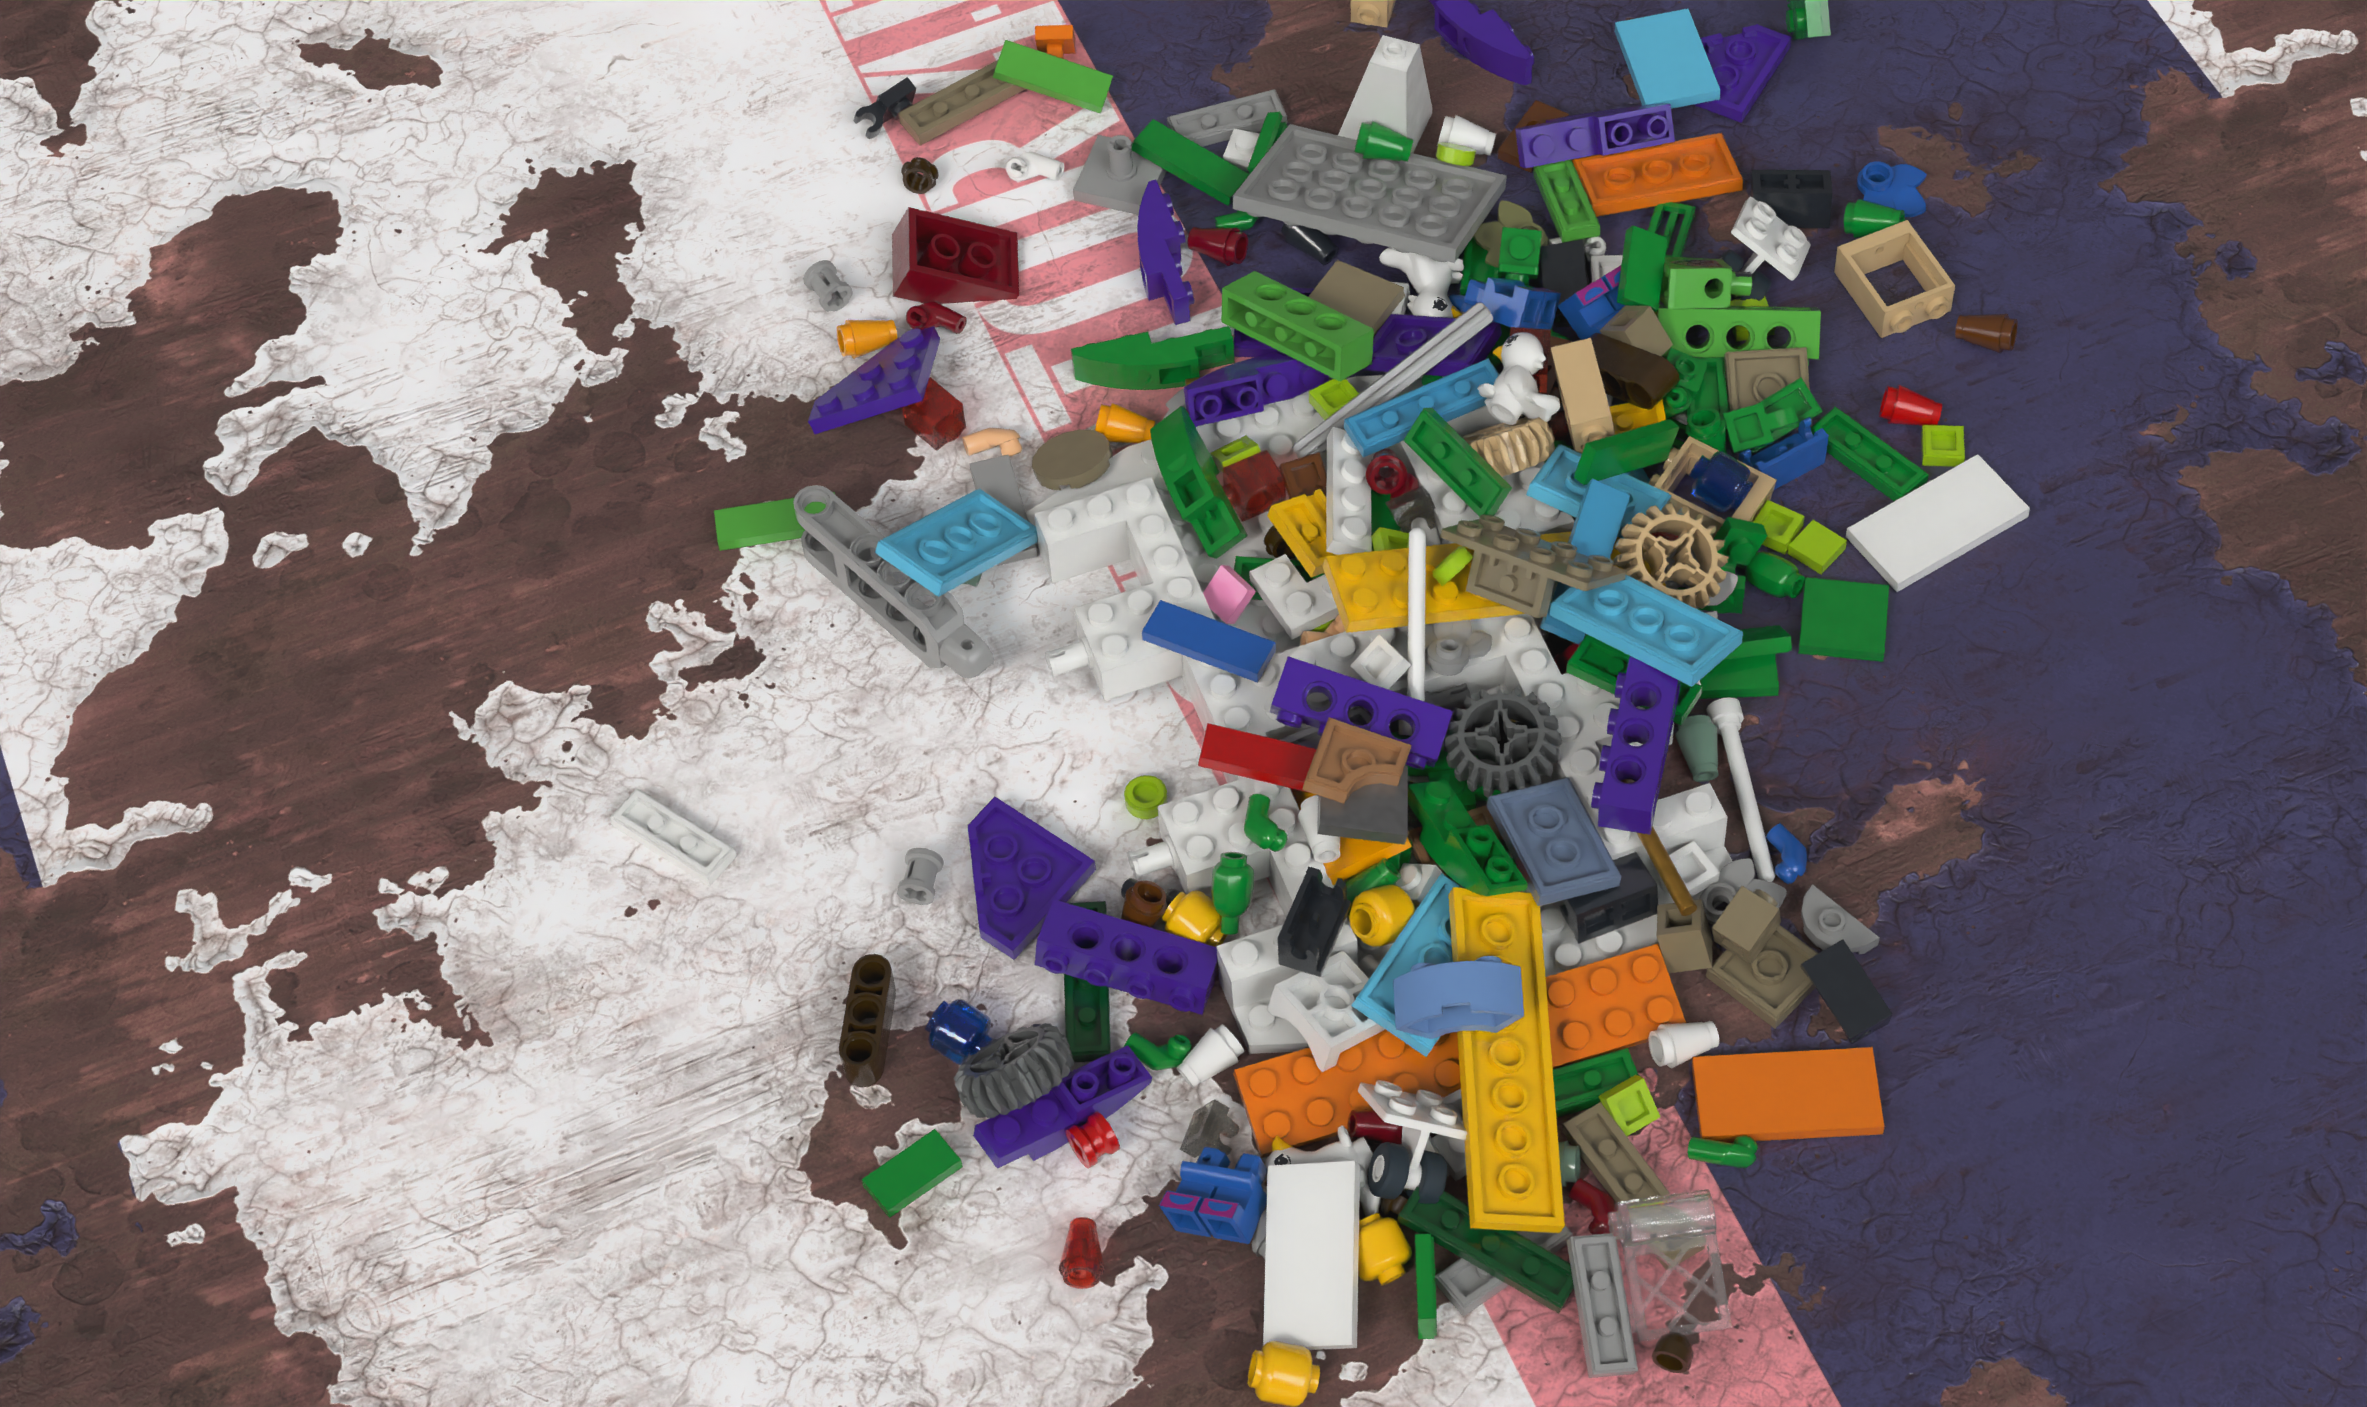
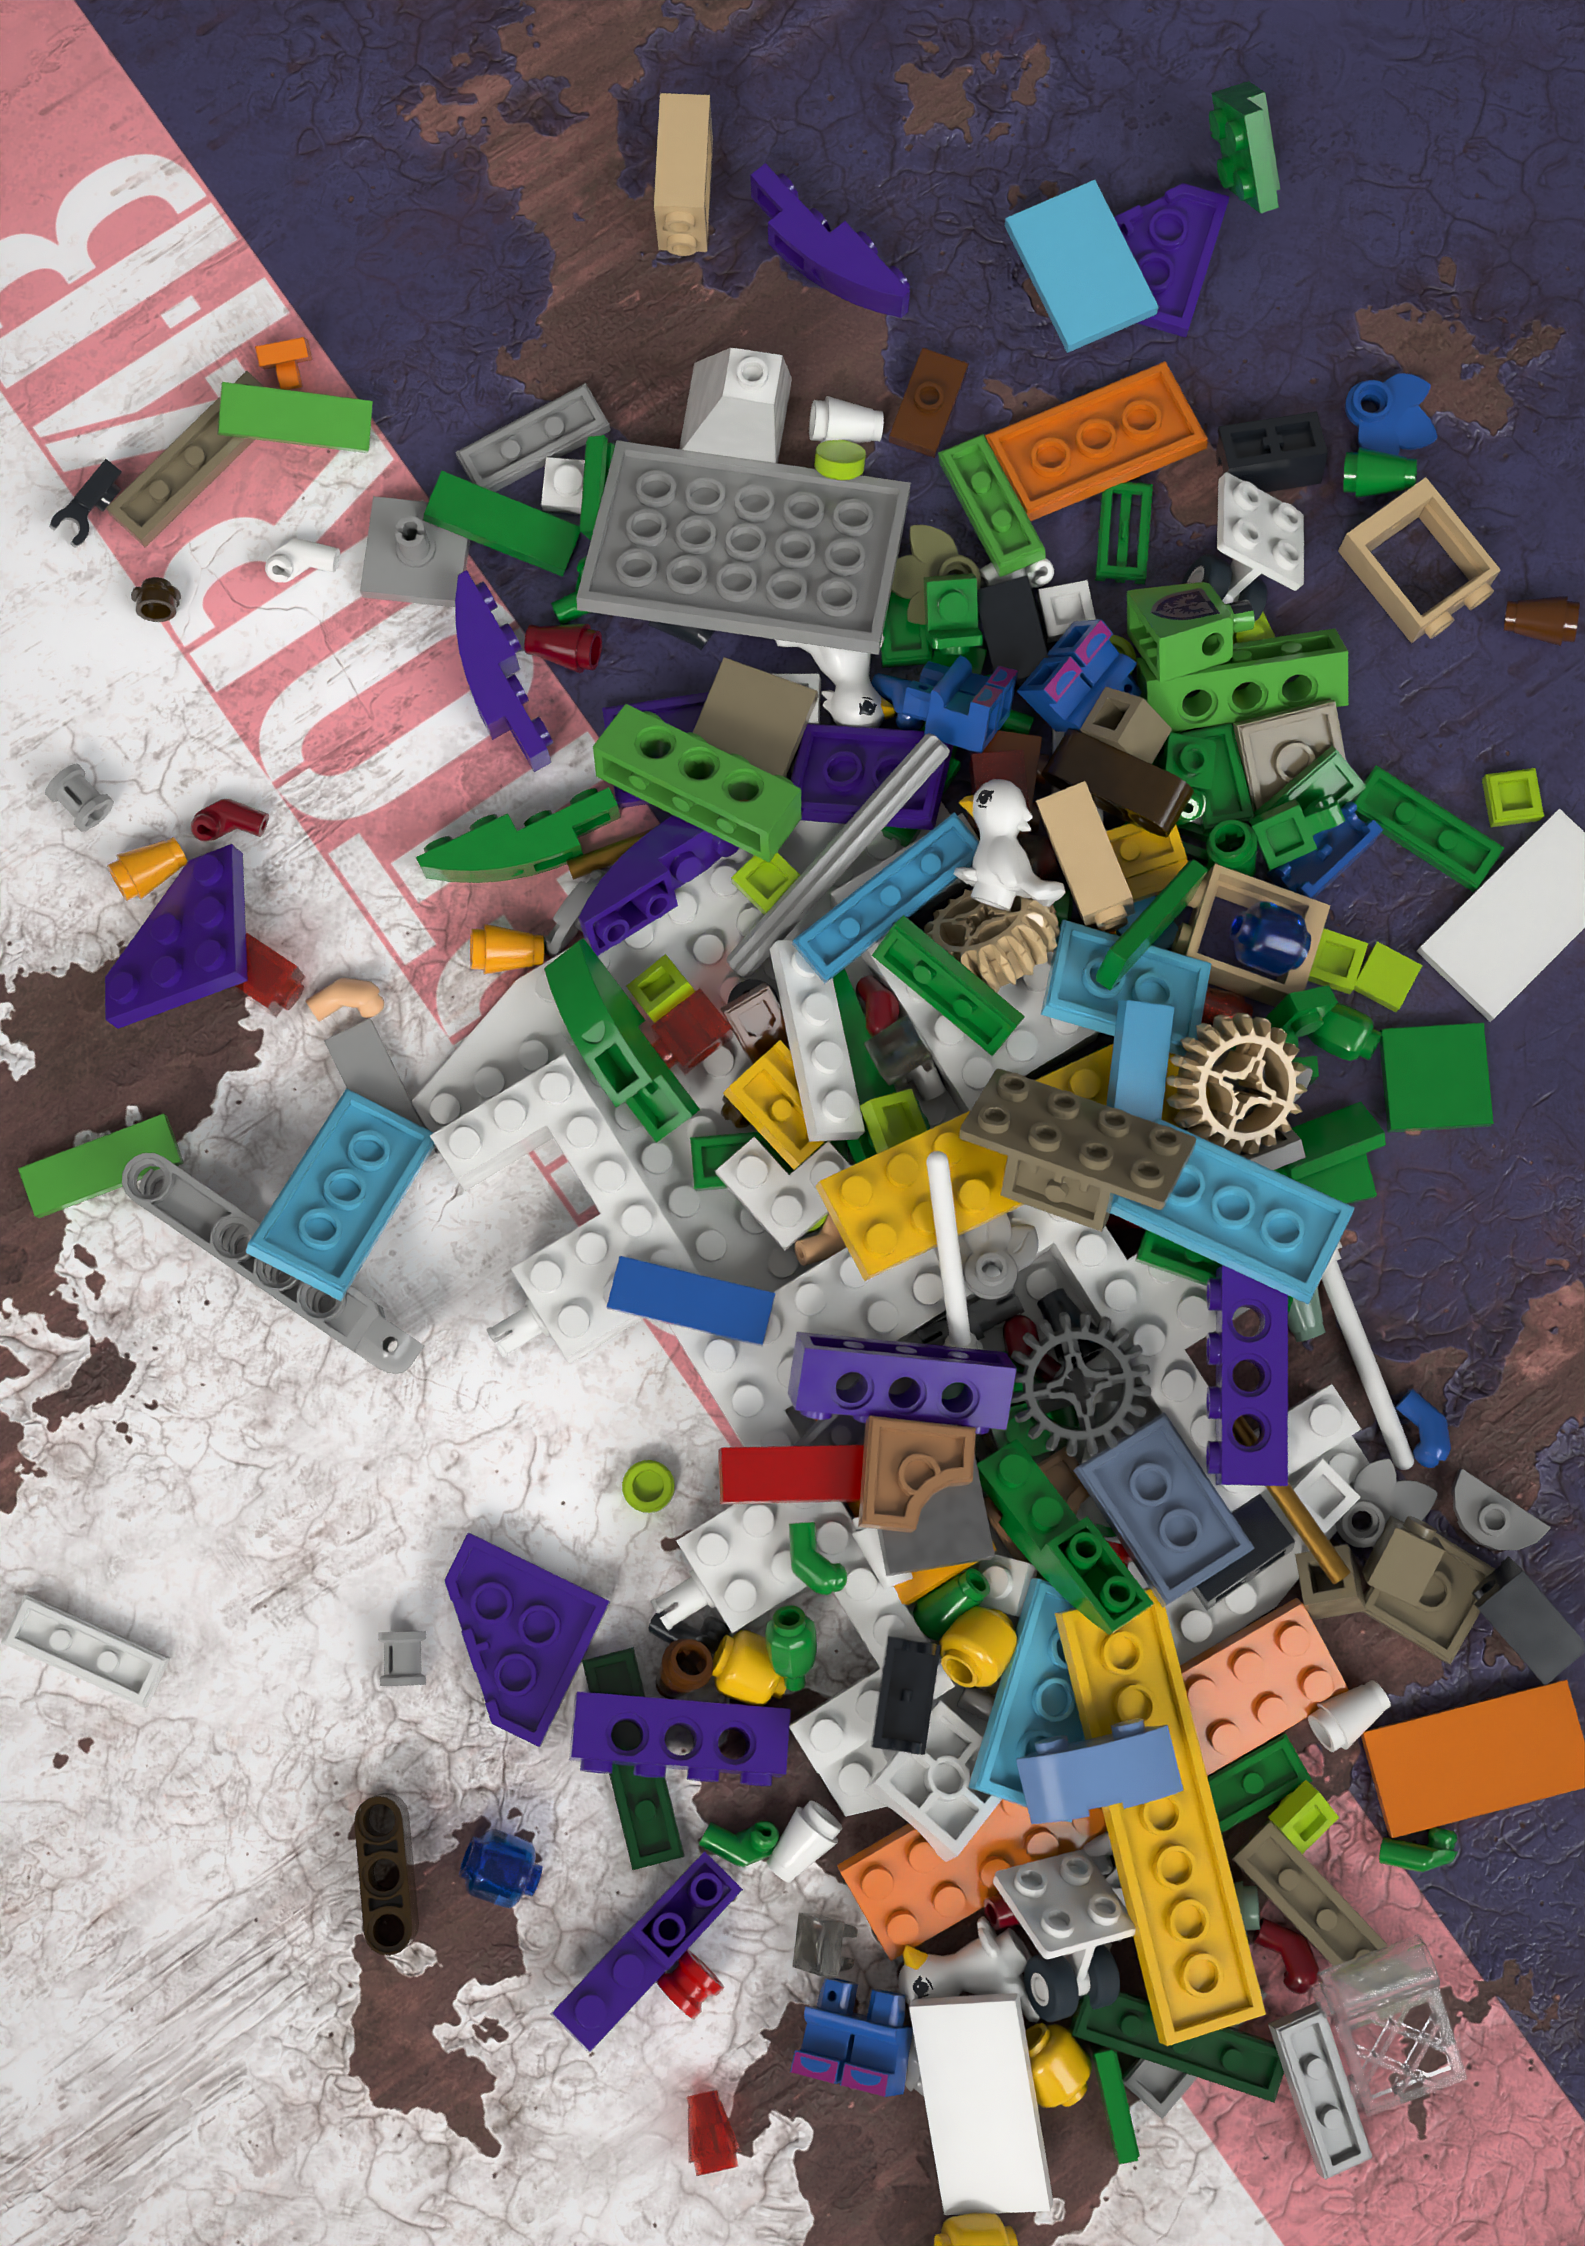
camera: 15 degrees left, 25 degrees up
(912, 1173) = (486, 2061): green tile -> none
(952, 260) = (232, 731): dark red slope -> none
(1014, 1070) = (592, 1932): dark grey gear -> none
(1072, 459) = (452, 1015): dark tan tile -> none
(1228, 594) = (693, 1200): bright pink tile -> none
(1380, 663) = (911, 1306): white plate -> none
(1382, 143) = (746, 468): green cone -> none
(1387, 479) = (857, 1000): dark red cone -> none
(1452, 565) = (981, 1173): lime tile -> none
(1595, 134) = (1010, 394): dark purple slope -> none
(1642, 268) = (1119, 633): green tile -> none
(1673, 1352) = (1408, 2125): dark brown hinge -> none
(1908, 407) = (1463, 753): red cone -> none

